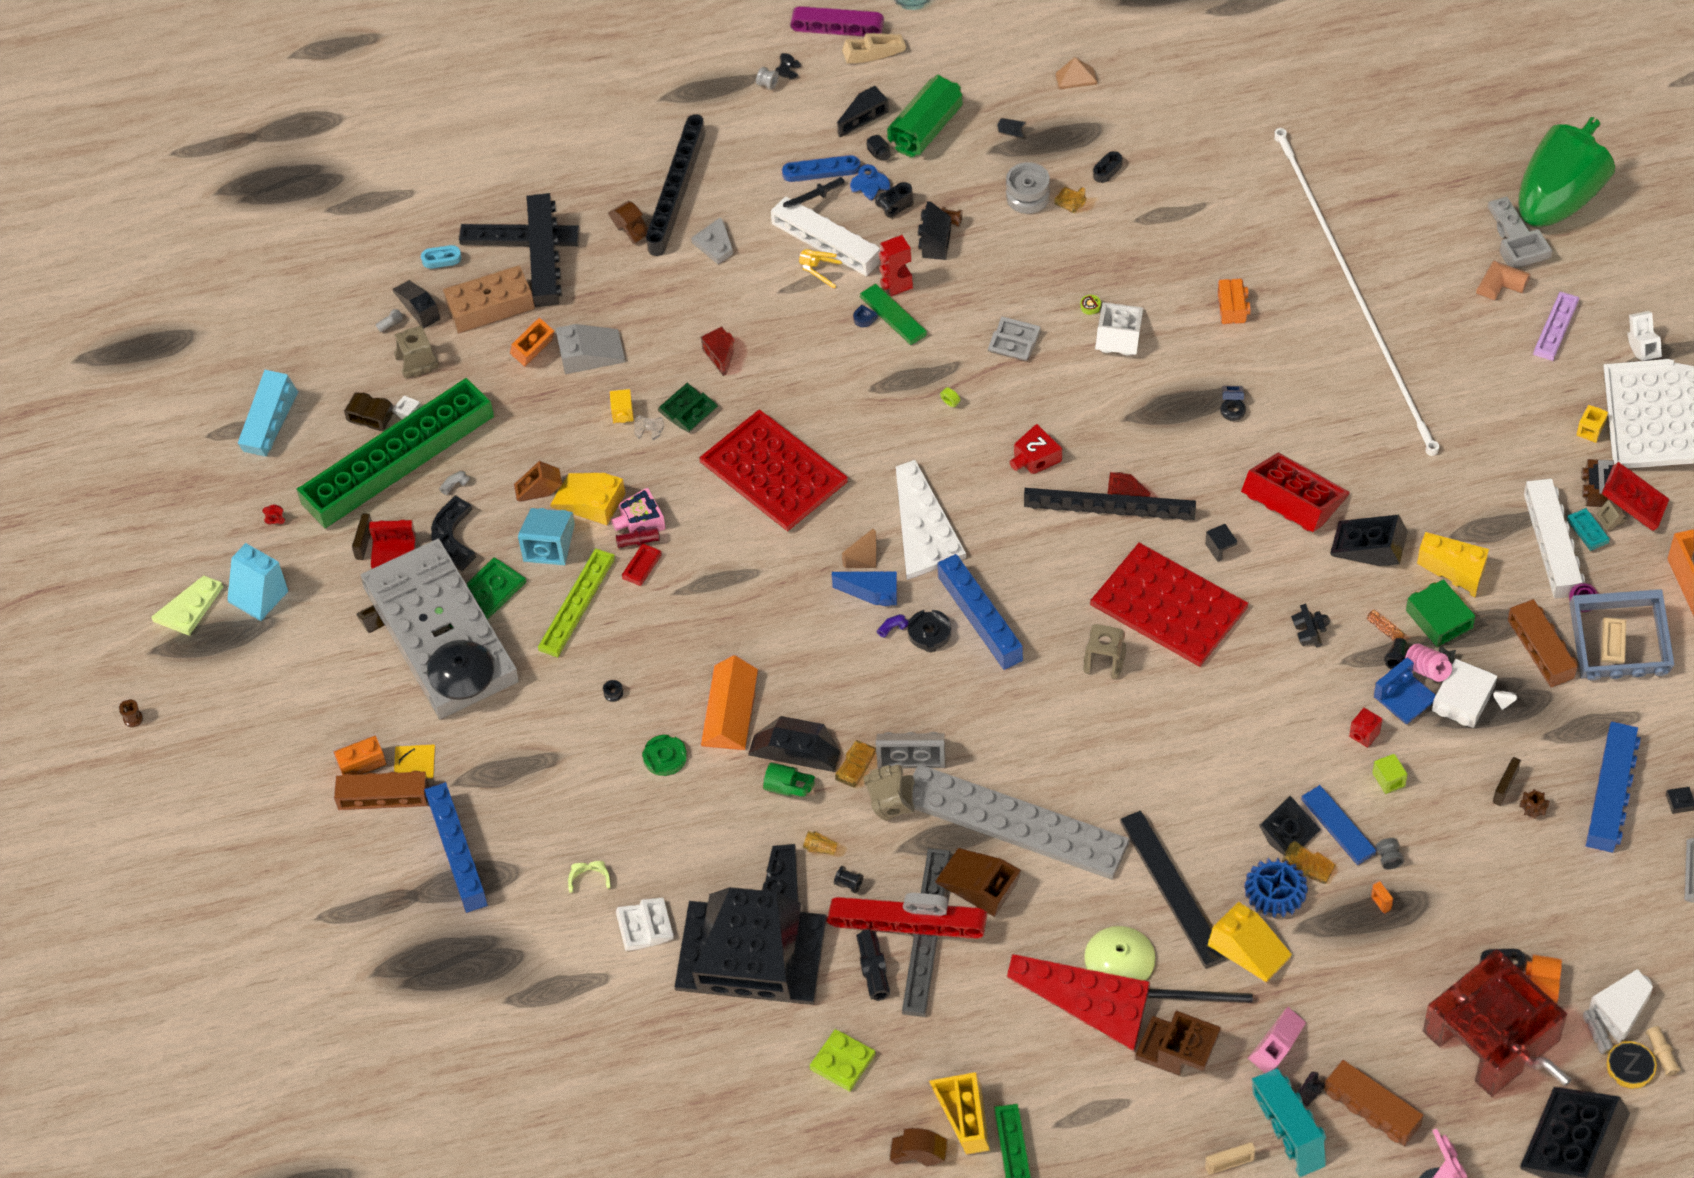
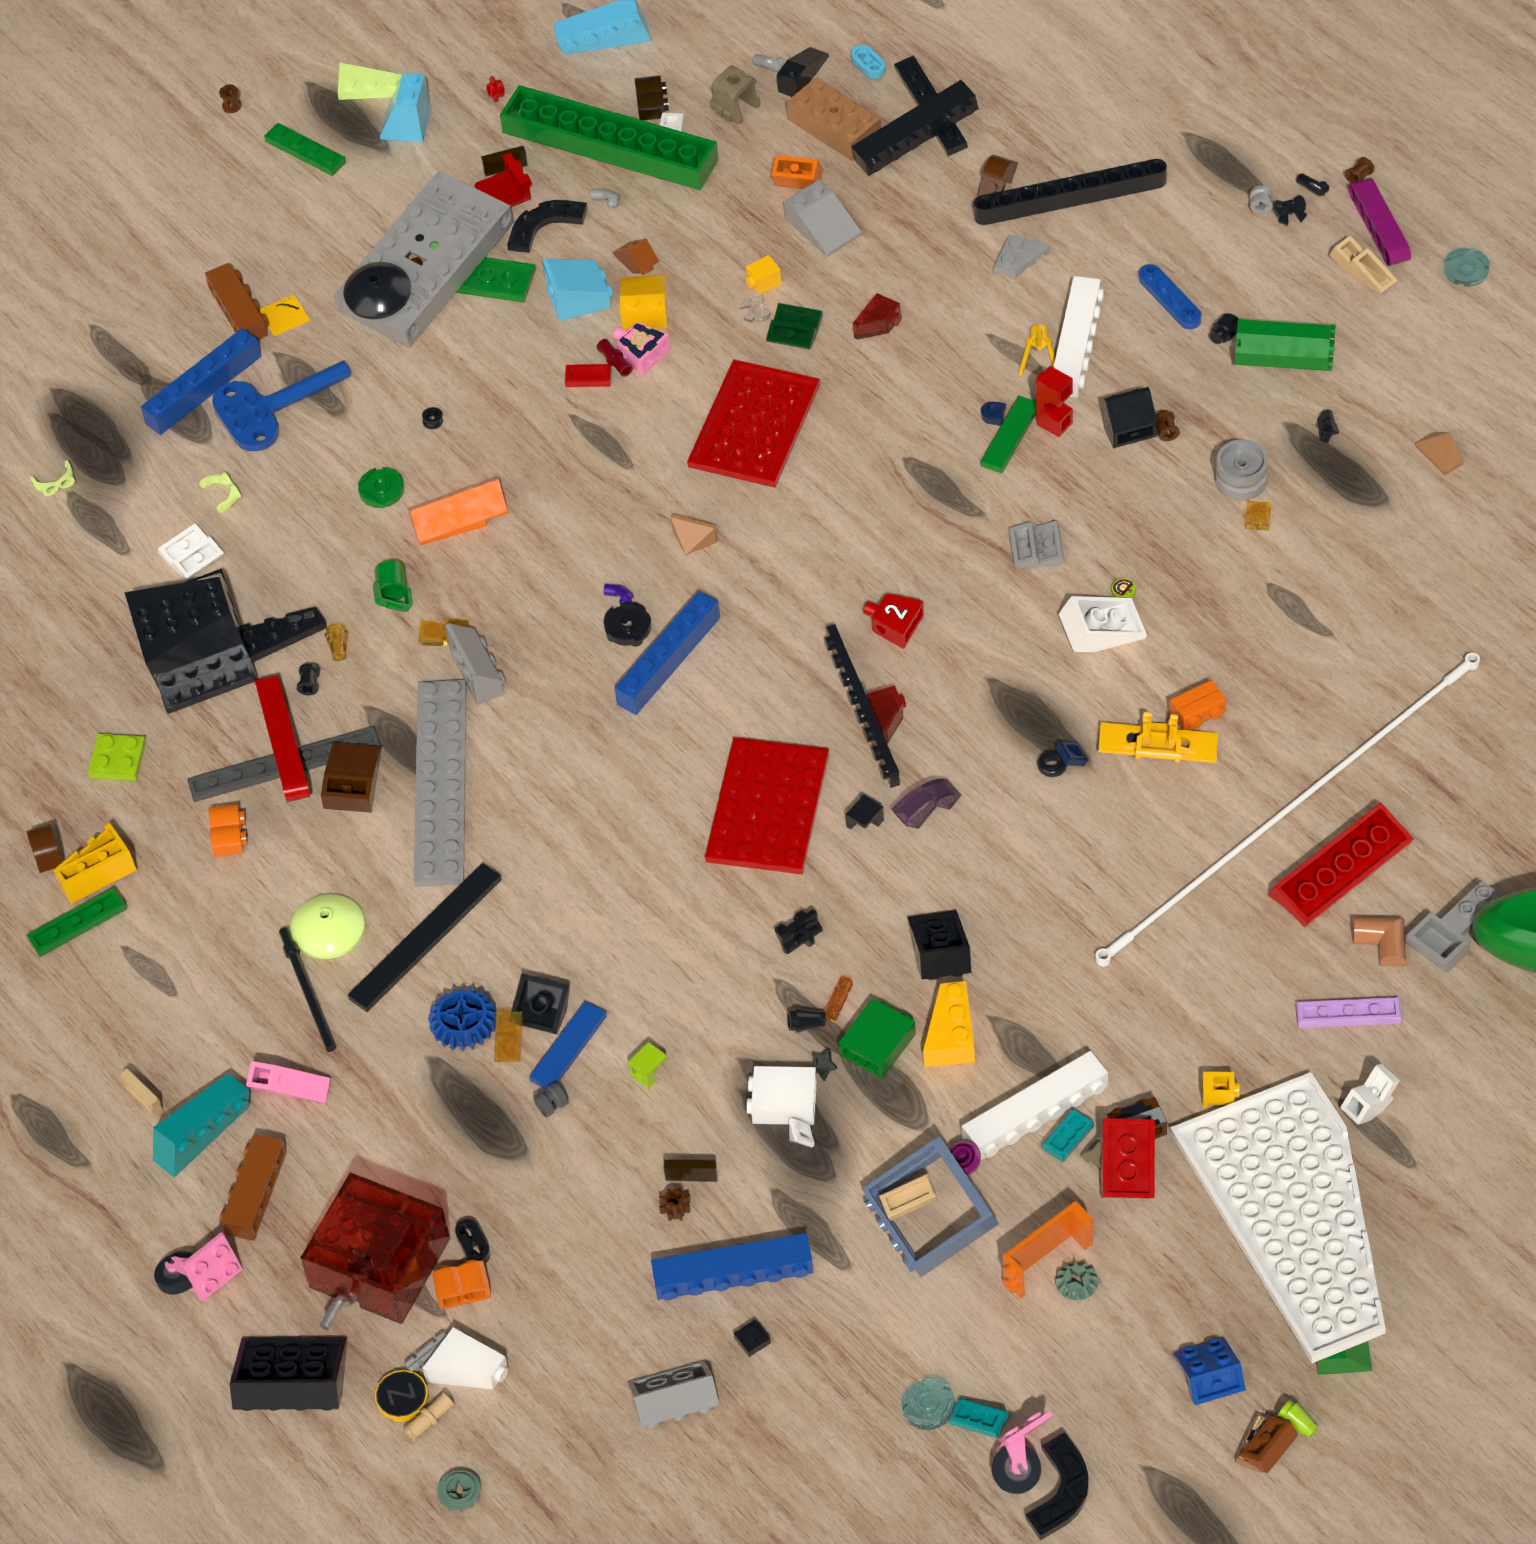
camera: 65 degrees right, 0 degrees up
(231, 679) = (304, 149): none -> green plate
(360, 757) = (261, 272): orange brick -> none
(494, 1014) = (42, 487): none -> yellowish green cap
(517, 823) = (251, 415): none -> blue piece
(576, 602) = (518, 347): lime tile -> none
(774, 44) = (1313, 185): none -> black arm
(780, 13) = (1360, 170): none -> reddish brown bush
(796, 743) = (442, 579): black wedge -> none
(820, 190) = (1131, 305): black sword -> none
(864, 109) = (1266, 293): black slope -> none
(869, 183) = (1172, 342): blue plate -> none
(871, 586) = (654, 561): blue slope -> none
(873, 965) = (224, 736): black piece -> none
(890, 791) = (408, 654): dark tan piece -> none
(895, 199) = (1162, 372): black piece -> none
(923, 523) = (752, 572): white wing -> none
(925, 904) = (287, 737): light grey beam -> none
(950, 397) = (925, 522): lime tile -> none
(979, 997) = (226, 830): none -> orange brick
(1096, 998) = (268, 916): red wing -> none
(1109, 168) = (1325, 529): black beam -> none
(1115, 648) = (670, 771): dark tan piece -> none
(1178, 1043) = (239, 1000): reddish brown bracket -> none
(1232, 497) = (922, 801): none -> clear purple brick
(1246, 336) = (1158, 741): none -> yellow piece
(1249, 942) = (384, 1018): yellow slope -> none
(1294, 491) = (970, 854): red slope -> none
(1311, 1088) = (244, 1130): black piece -> none
(1365, 727) = (692, 1023): red brick -> none
(1381, 897) = (494, 1111): orange tile -> none
(1403, 692) = (757, 1039): blue bracket -> none
(1423, 278) = (1341, 865): none -> red arch
(1429, 662) = (796, 1044): bright pink piece -> none
(1542, 643) = (887, 1142): dark orange brick -> none

